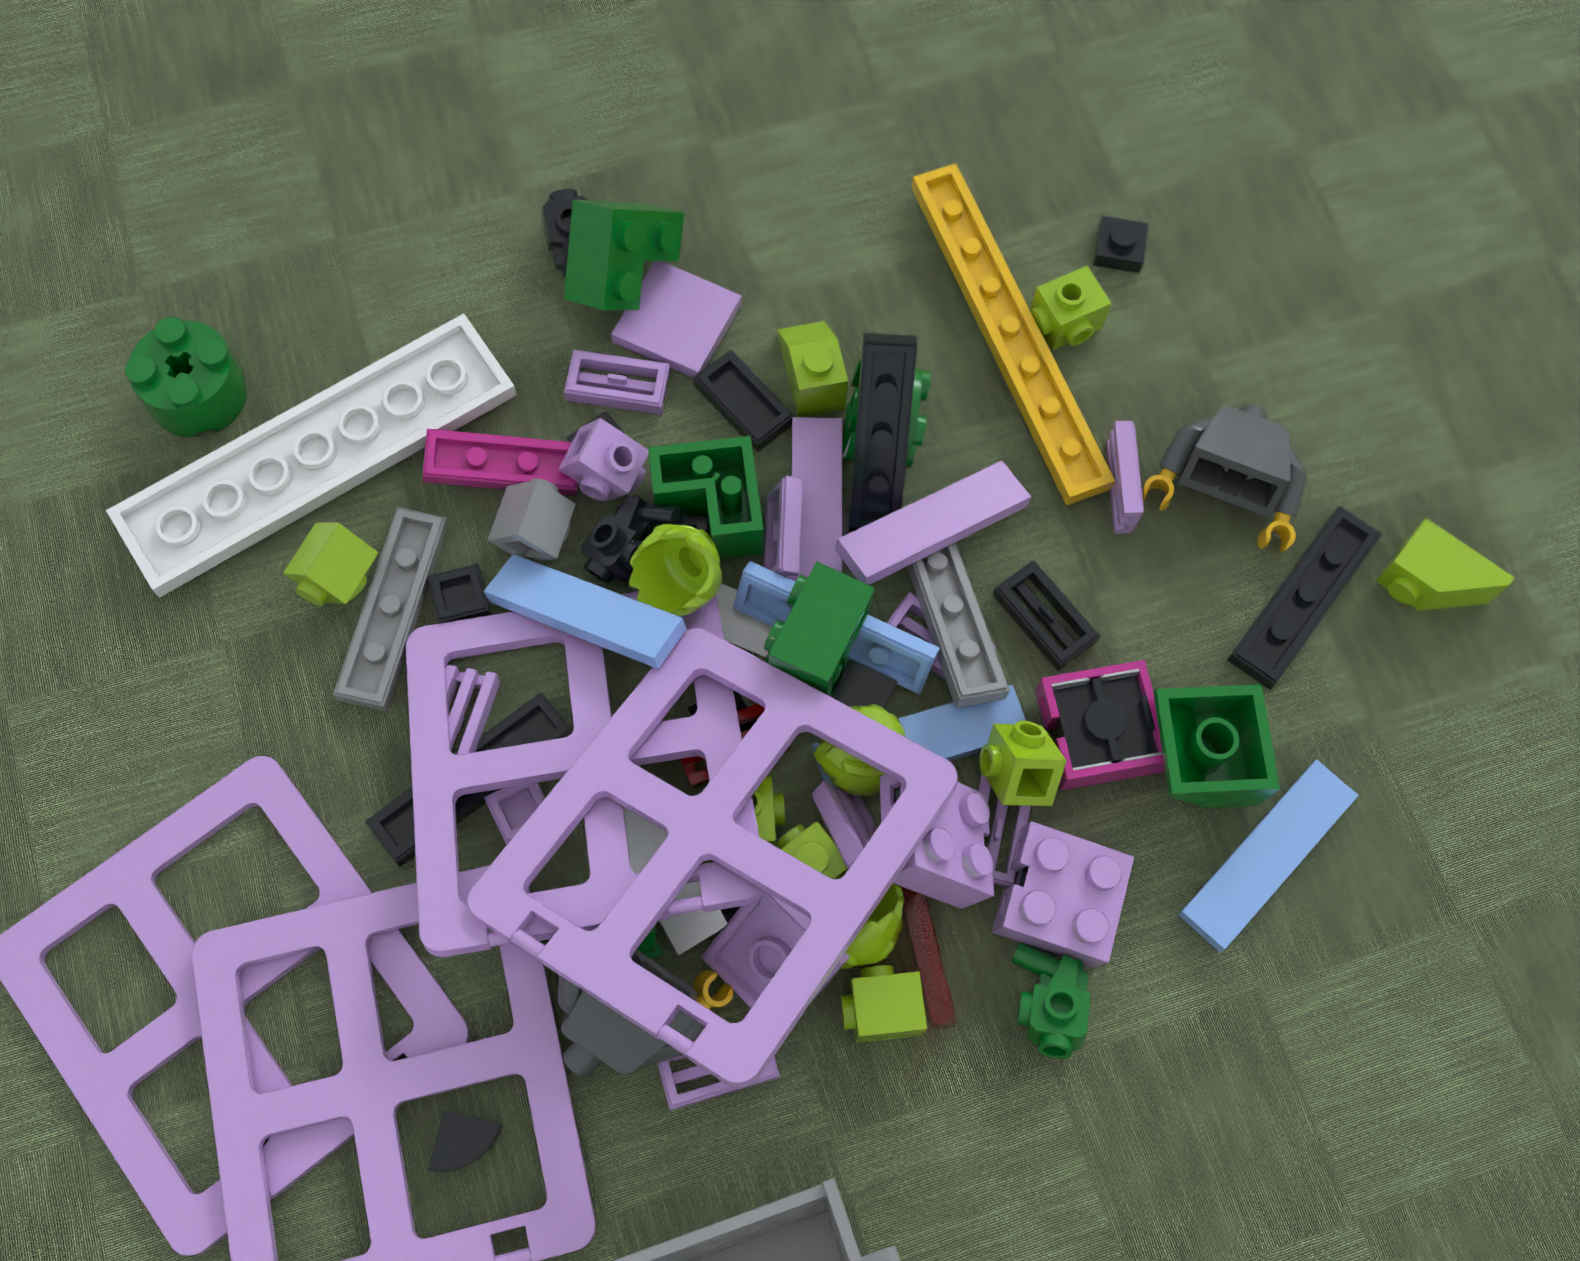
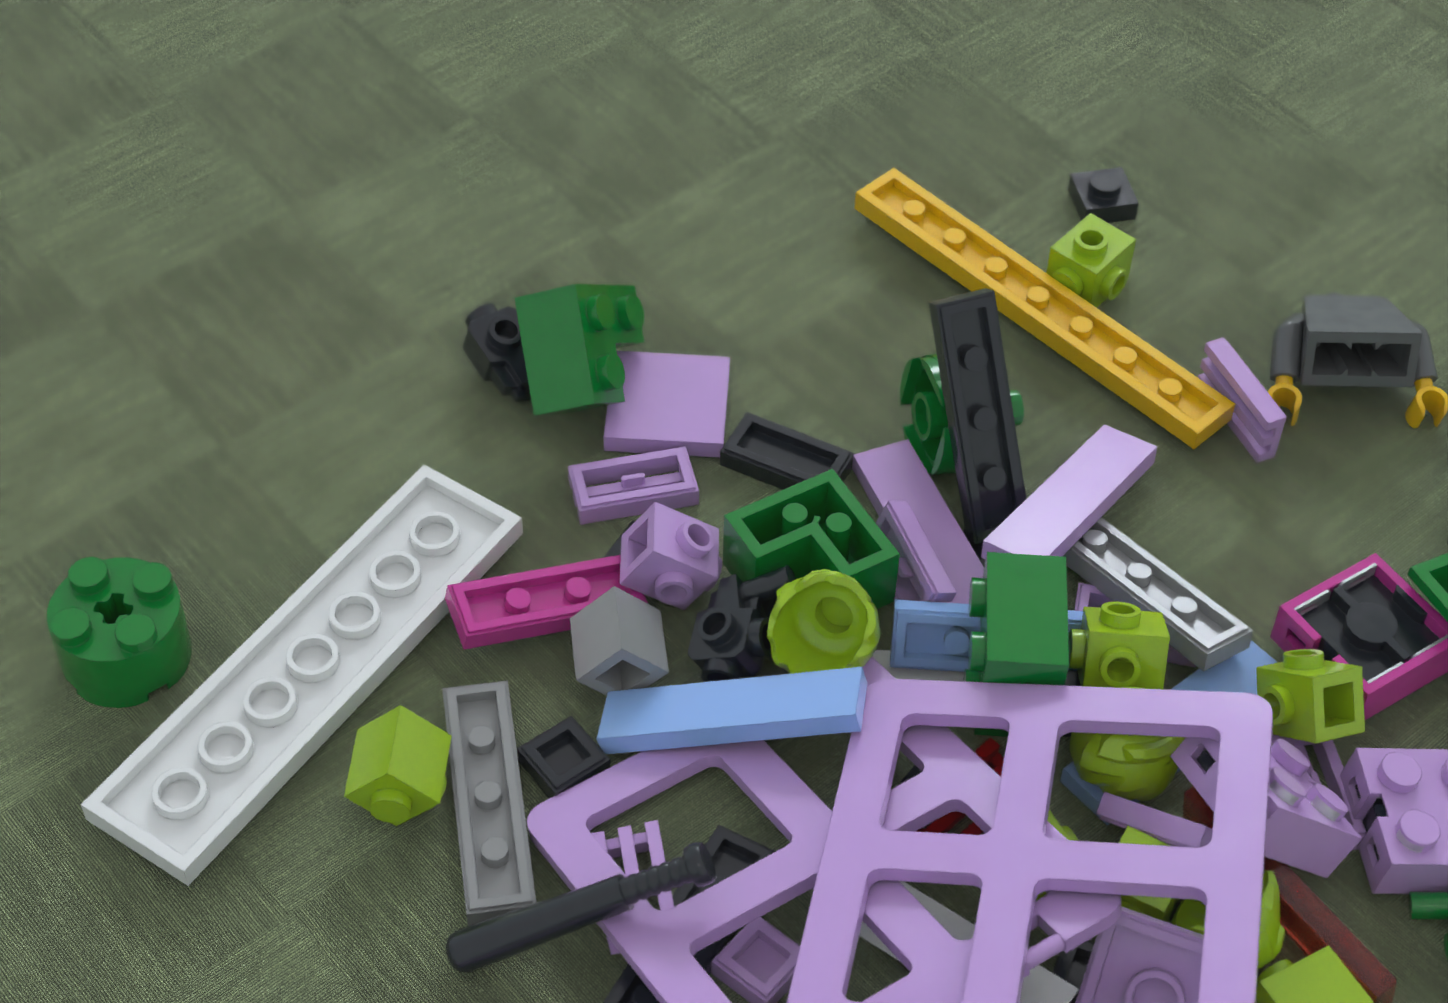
camera: 20 degrees left, 20 degrees down
(375, 727) = (563, 914): none -> black piece
(814, 368) = (852, 400): lime slope -> none
(892, 672) = (1120, 647): none -> lime brick
(1032, 628) = (1232, 567): black tile -> none

